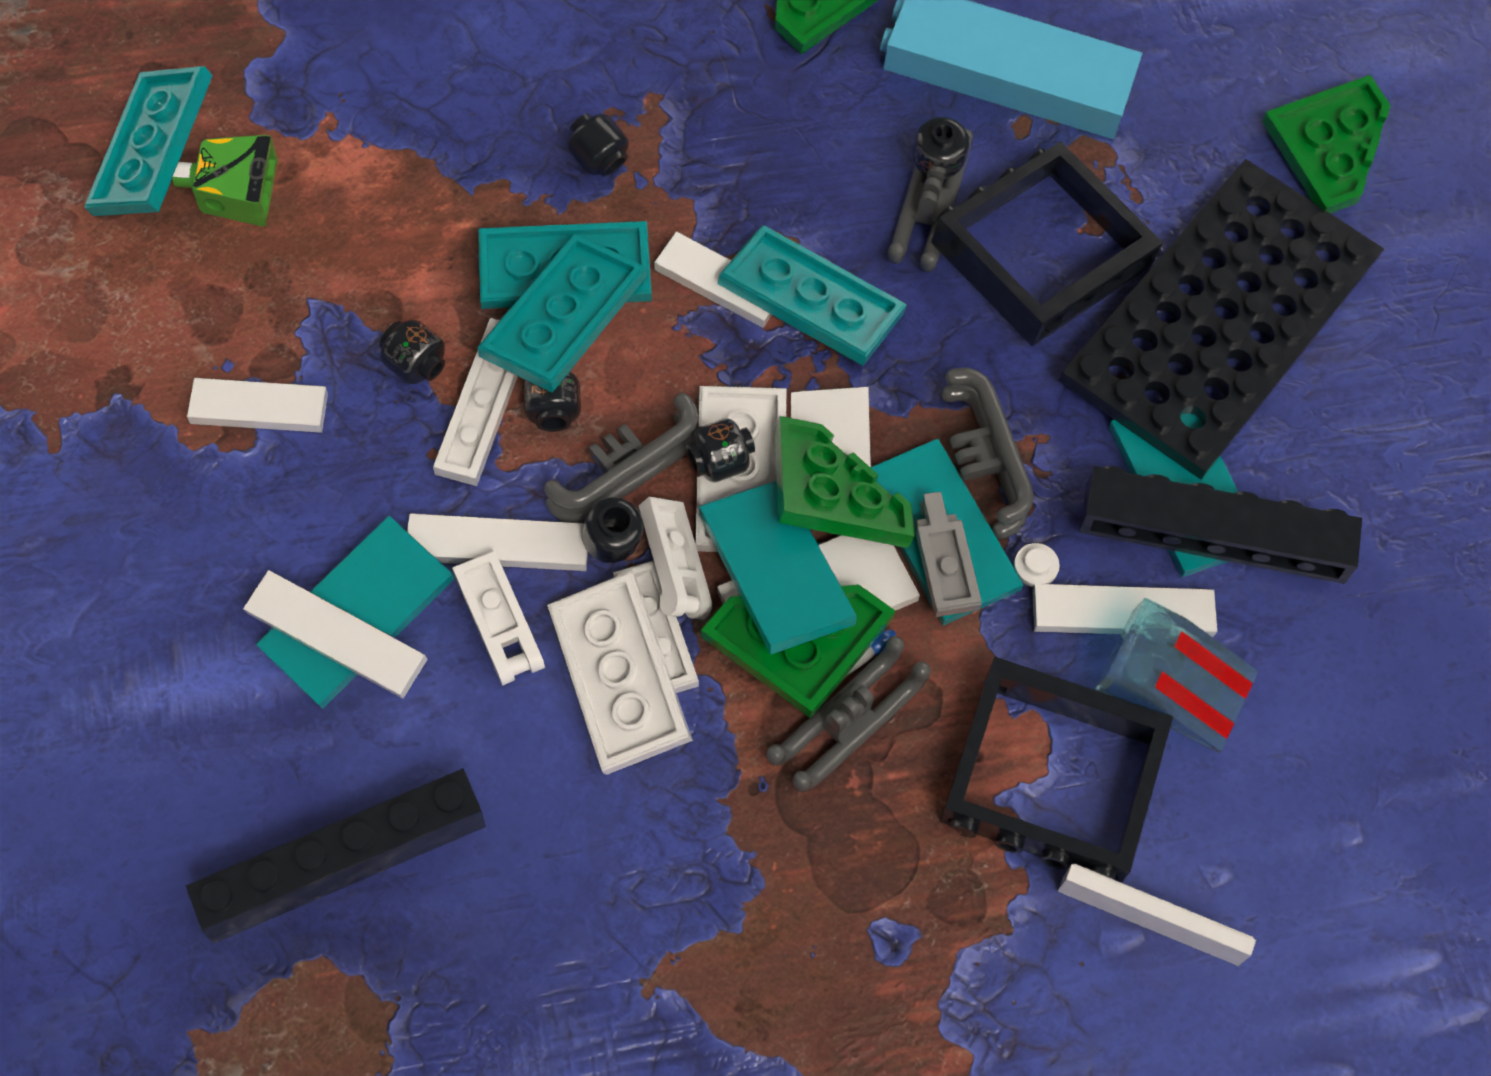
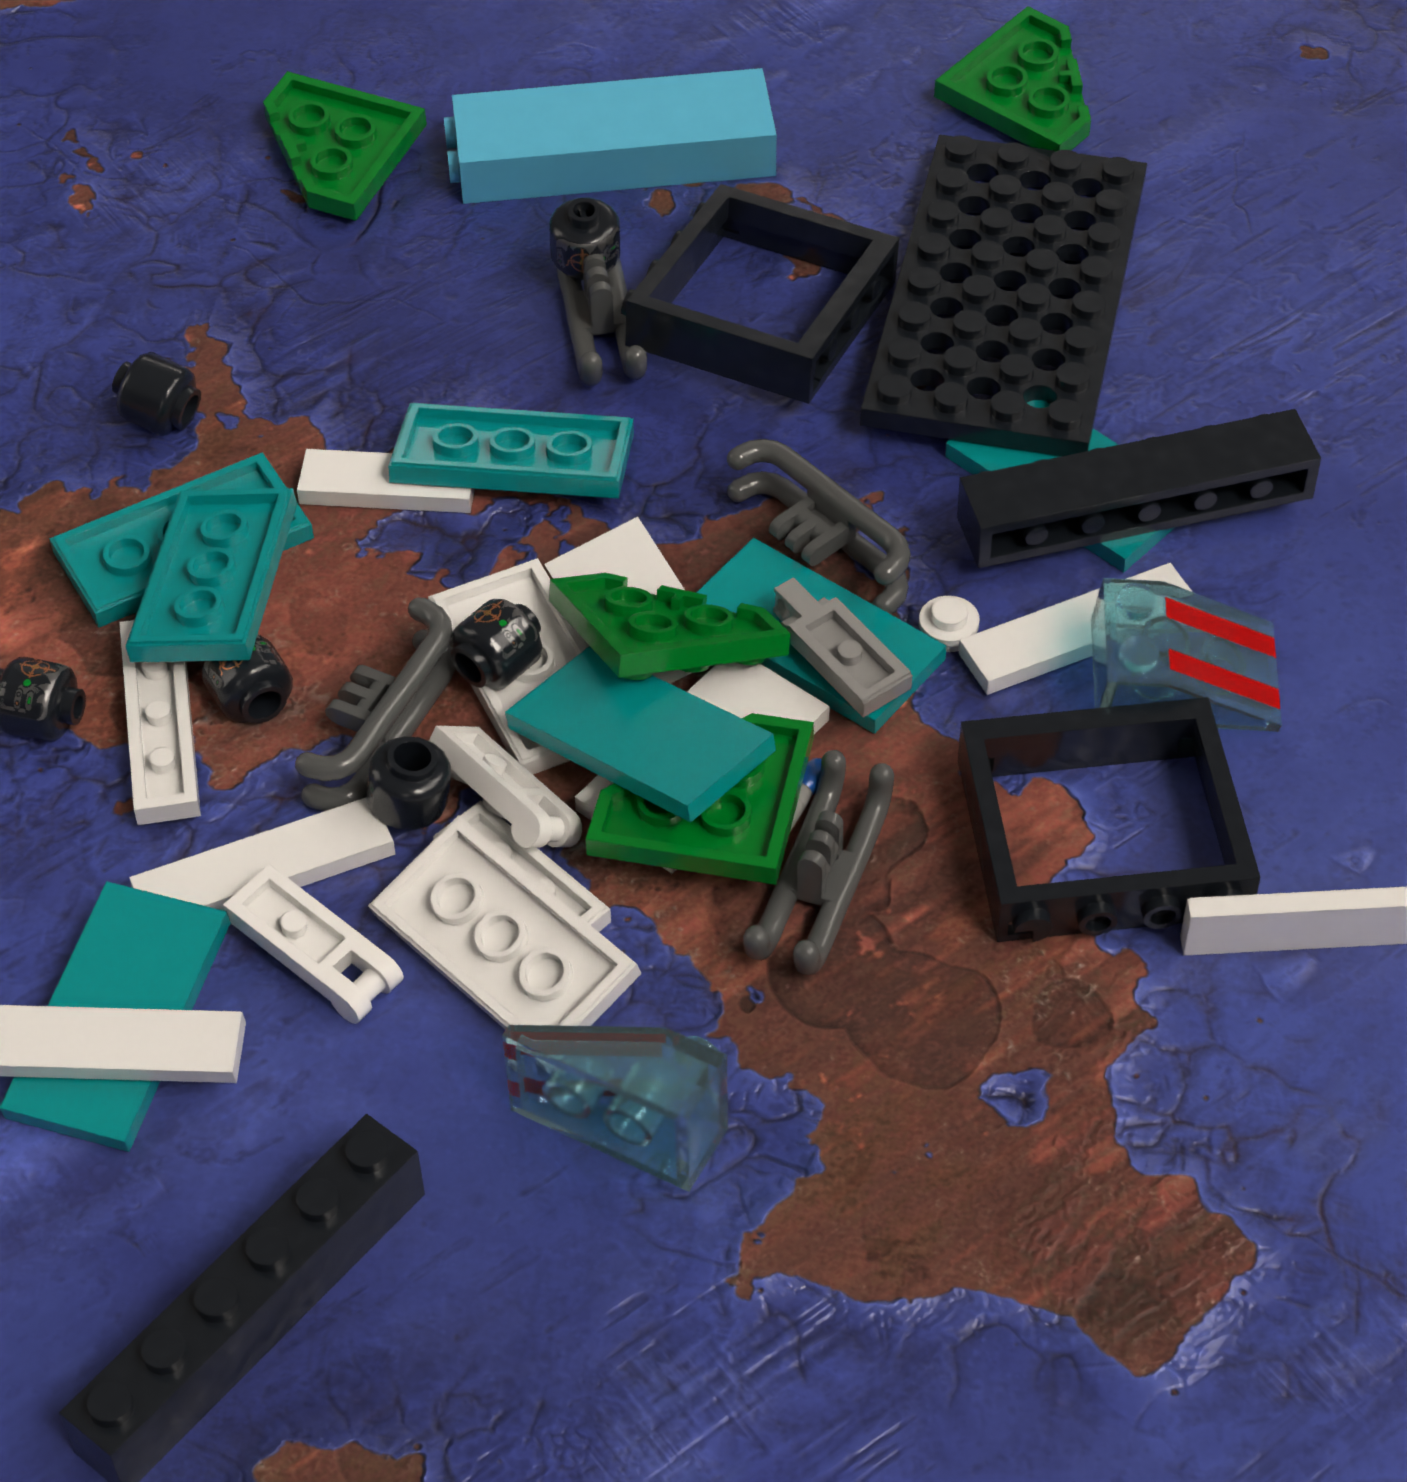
camera: 20 degrees left, 15 degrees down
(638, 832) = (623, 1091): none -> clear light blue slope

